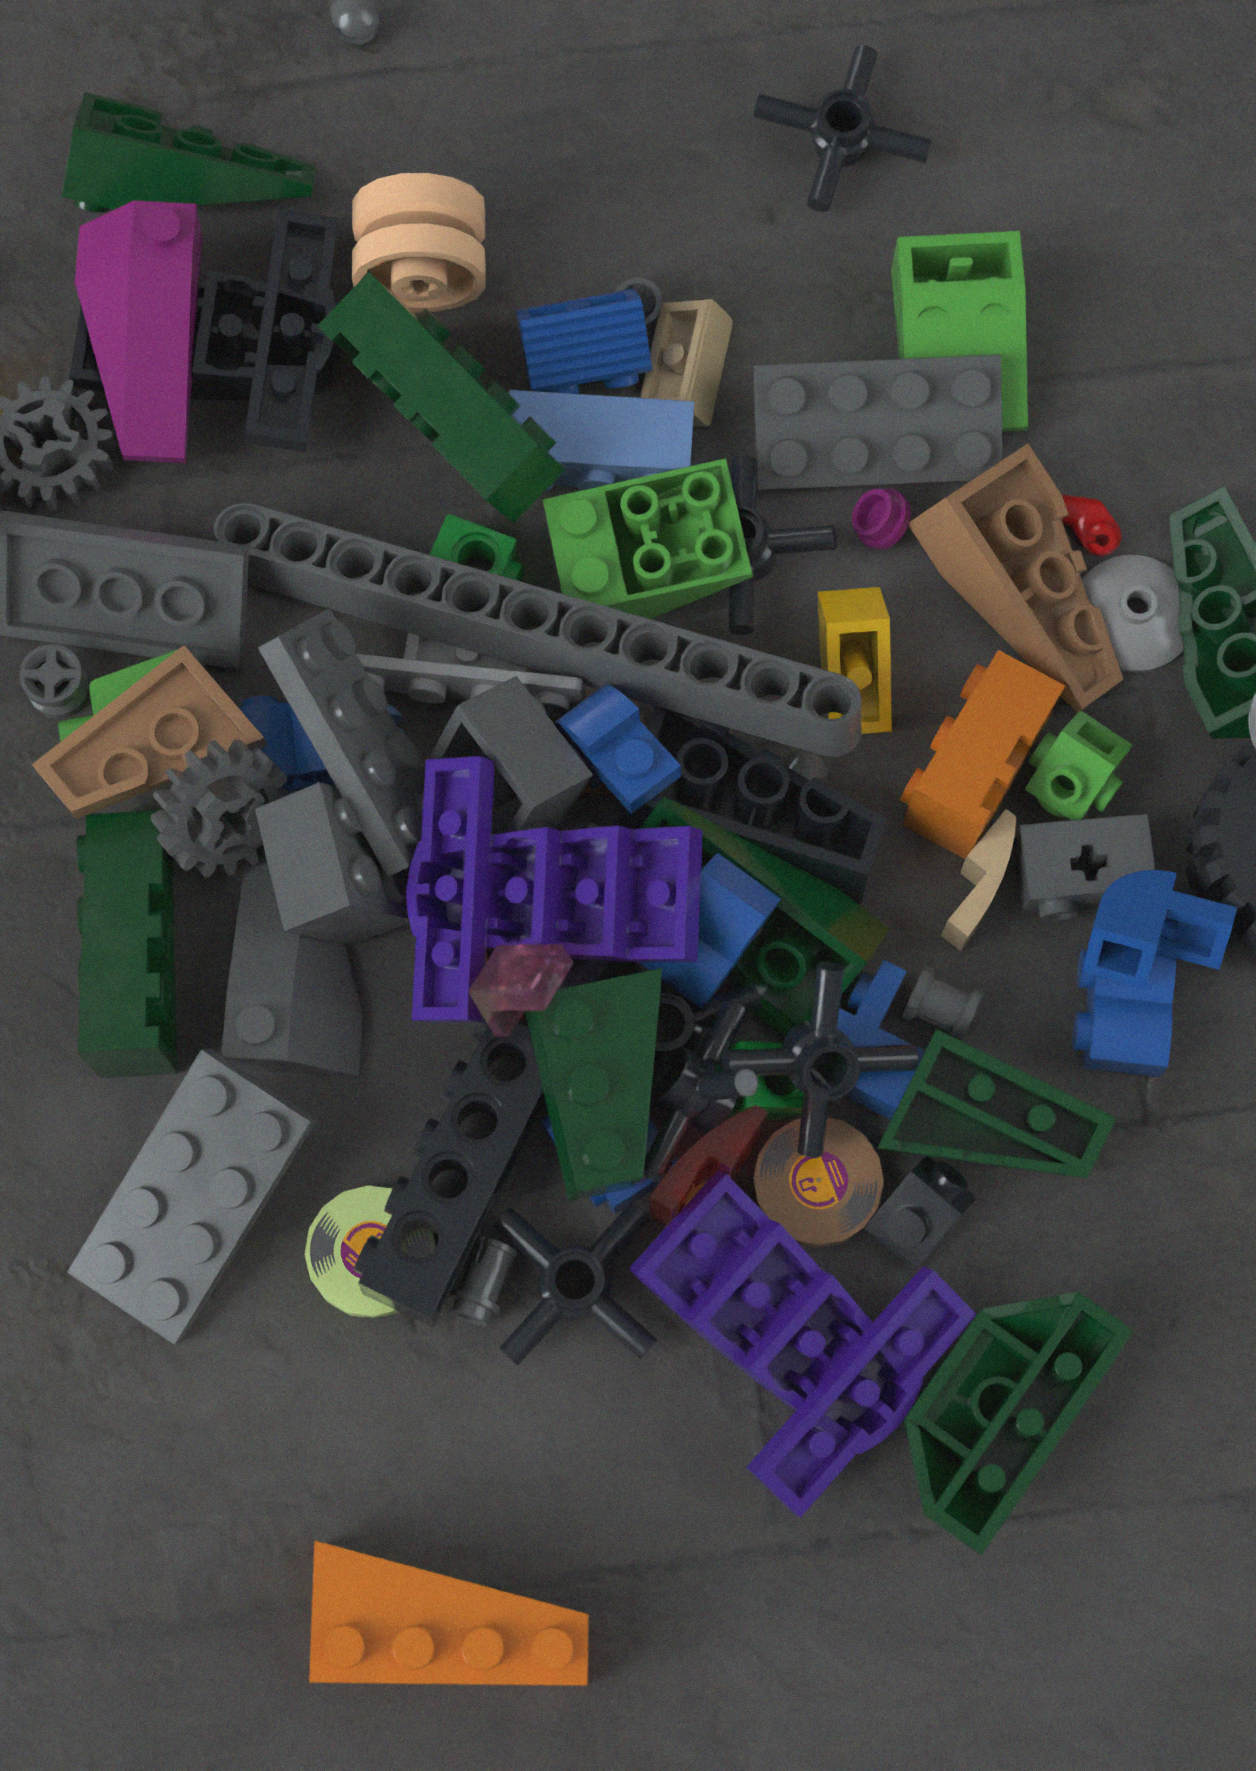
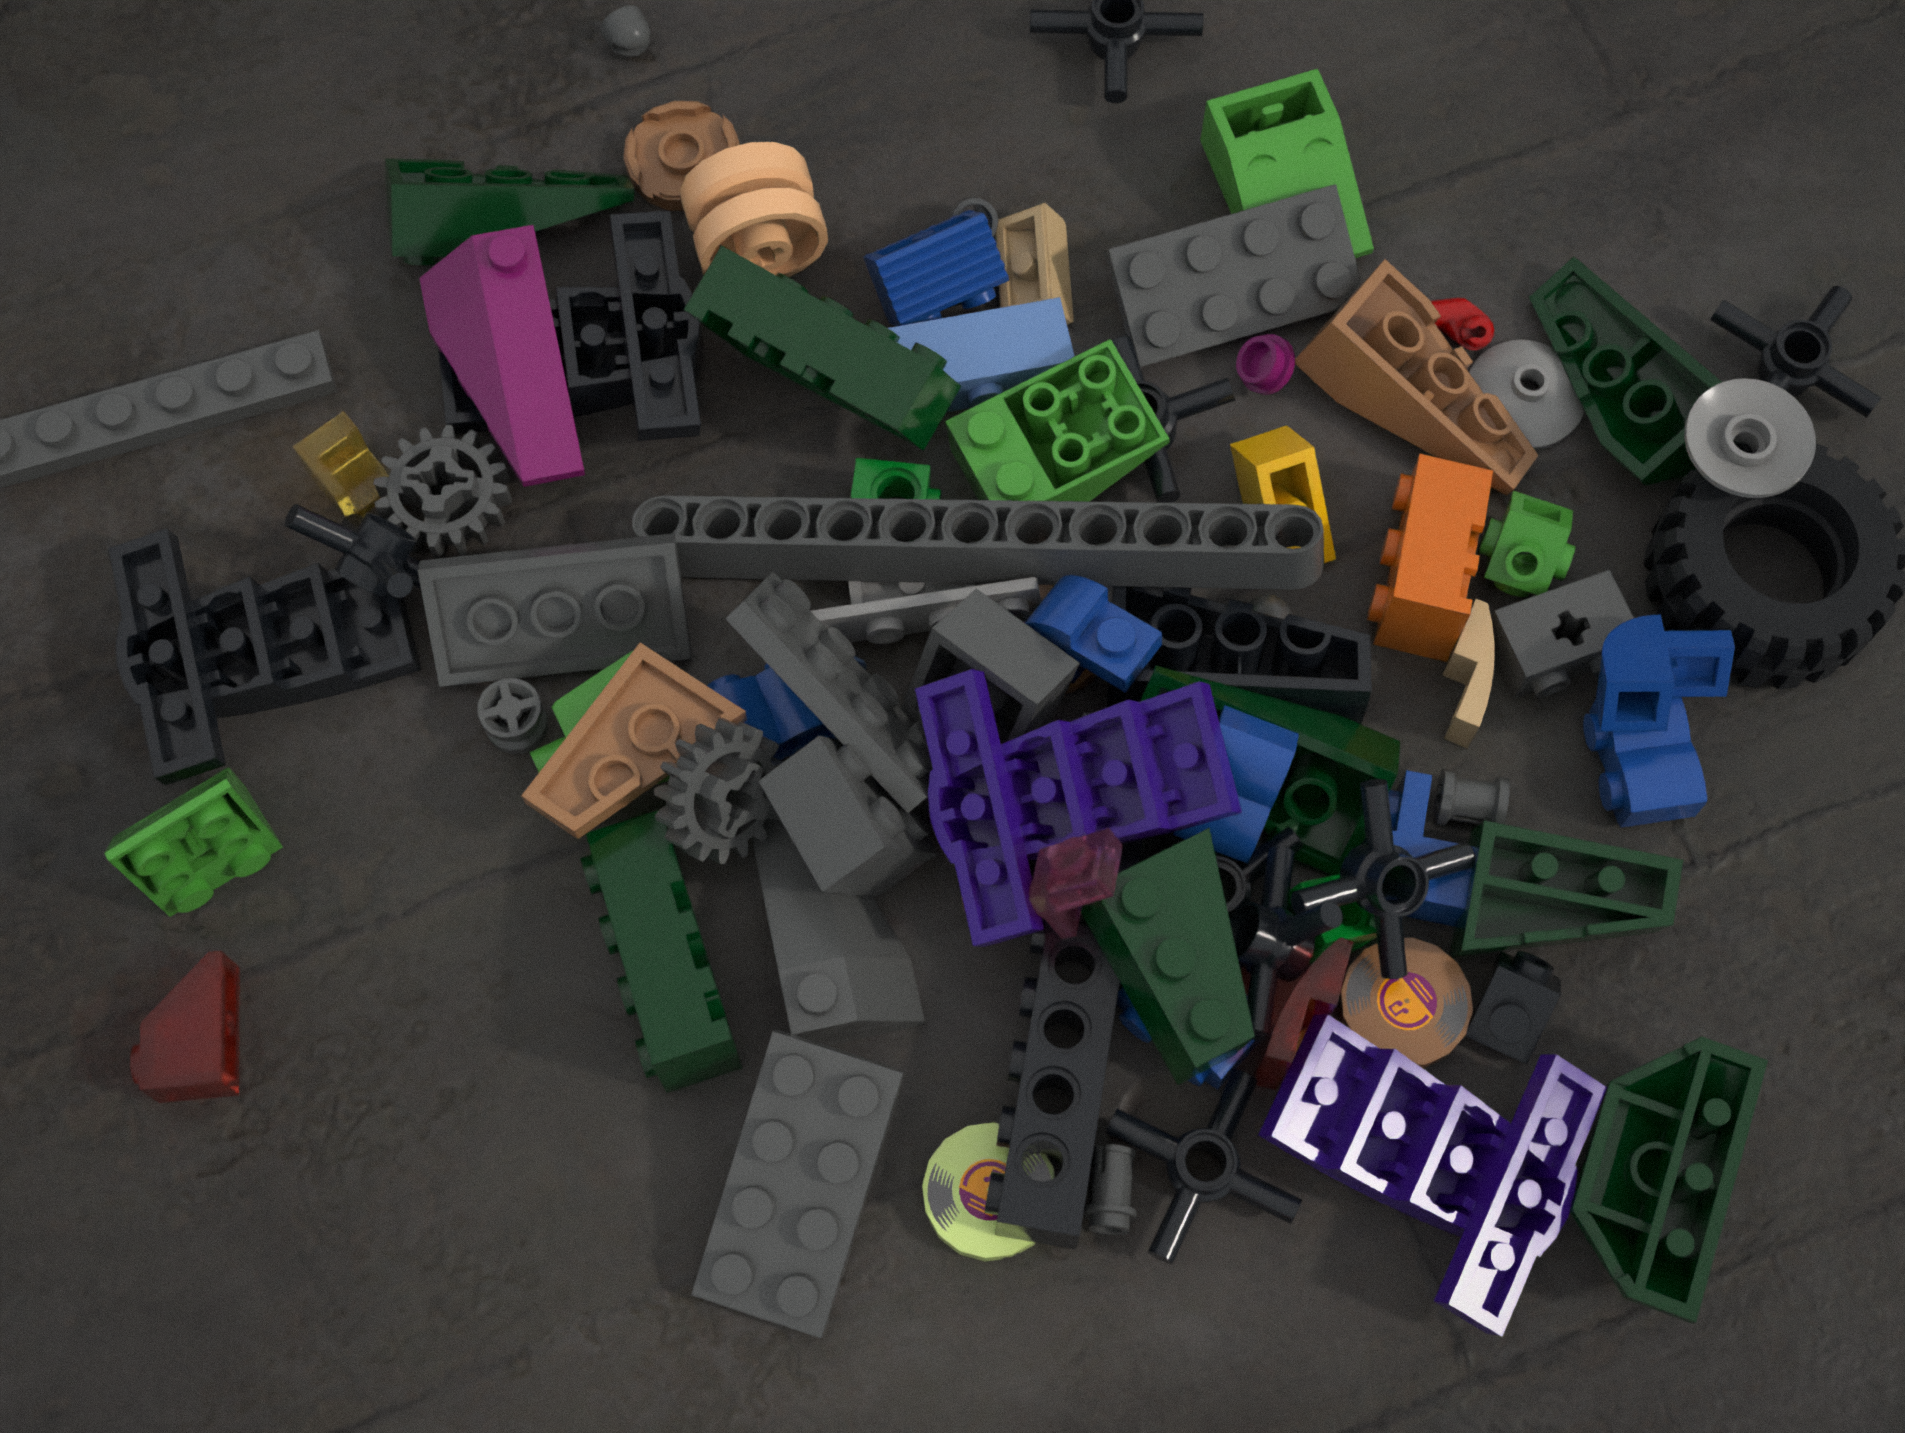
camera: 15 degrees left, 5 degrees down
(370, 145) = (670, 145): none -> medium nougat tile

